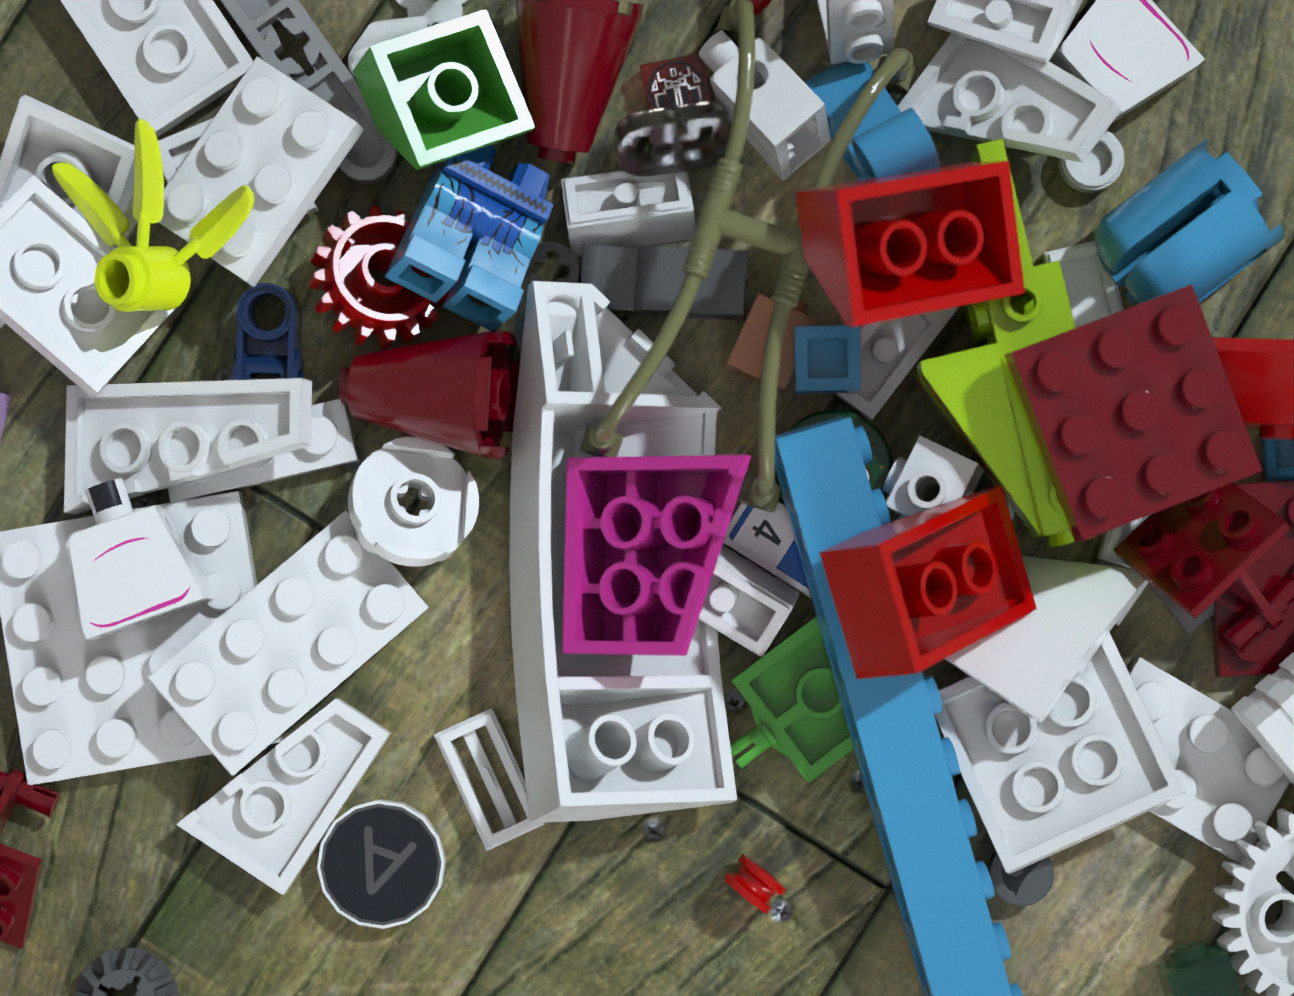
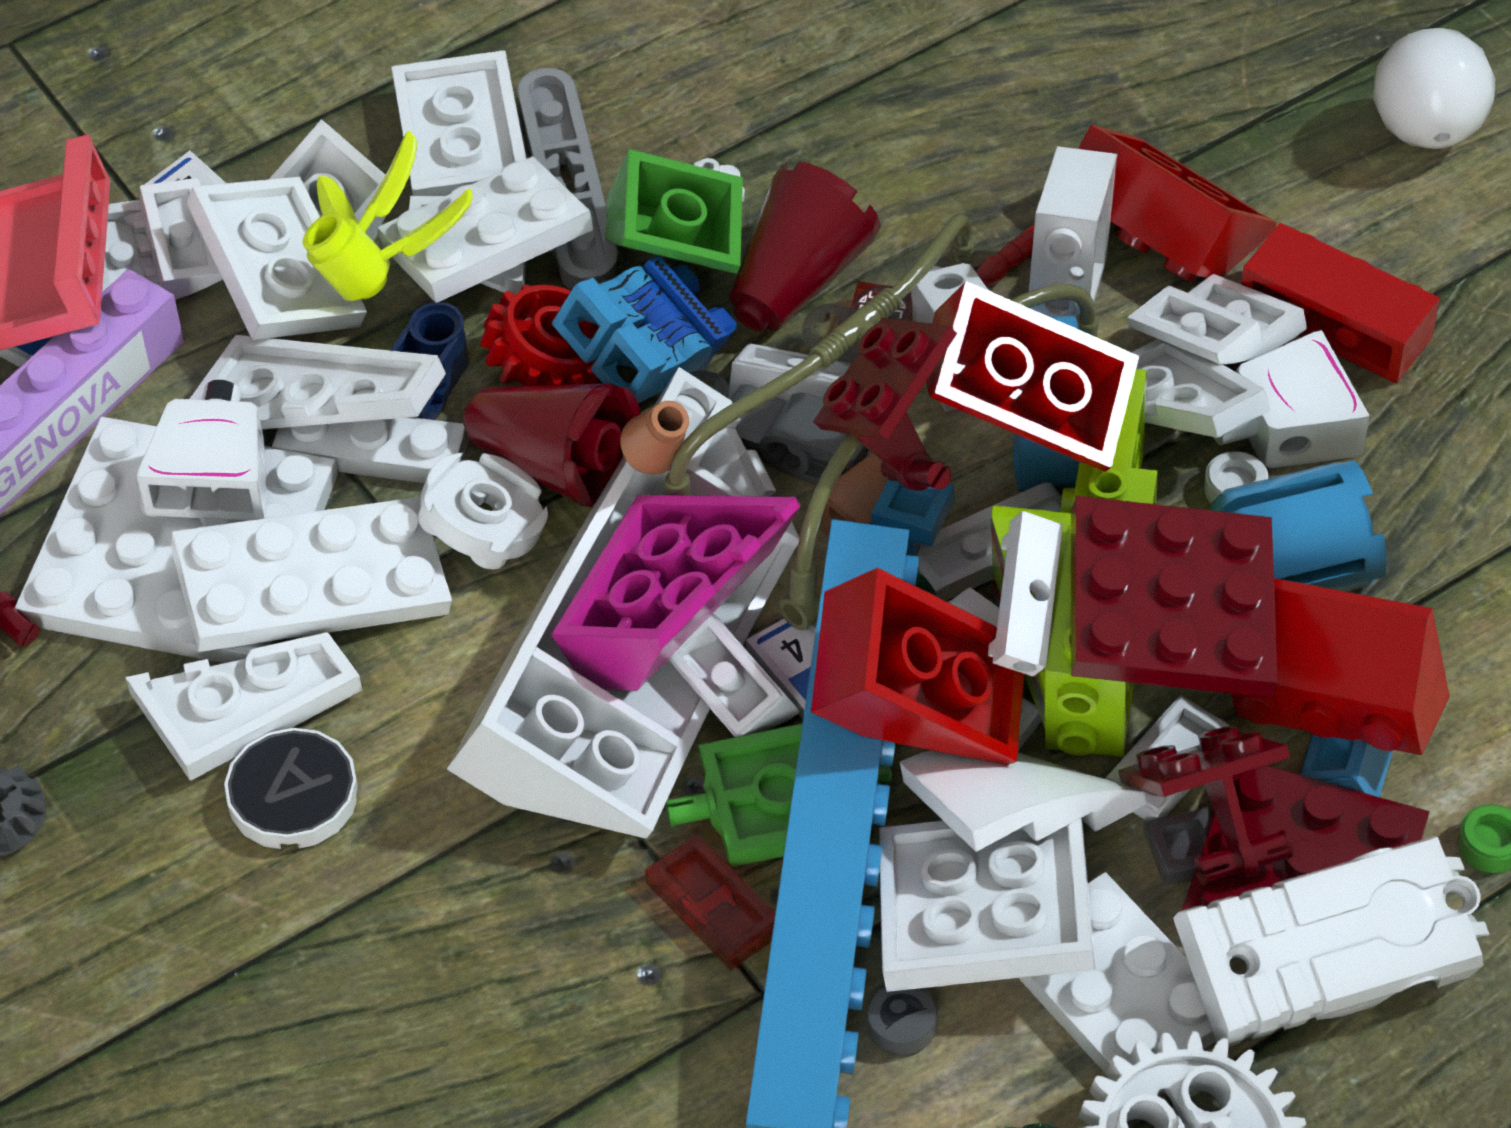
camera: 25 degrees right, 35 degrees down
(468, 730) = (429, 803): white tile -> none
(569, 413) = (654, 437): none -> nougat cone
(754, 884) = (634, 923): red bush -> none
(789, 307) = (879, 389): none -> dark red plate
(808, 821) = (712, 901): none -> clear red tile
(1006, 490) = (1022, 620): none -> white piece

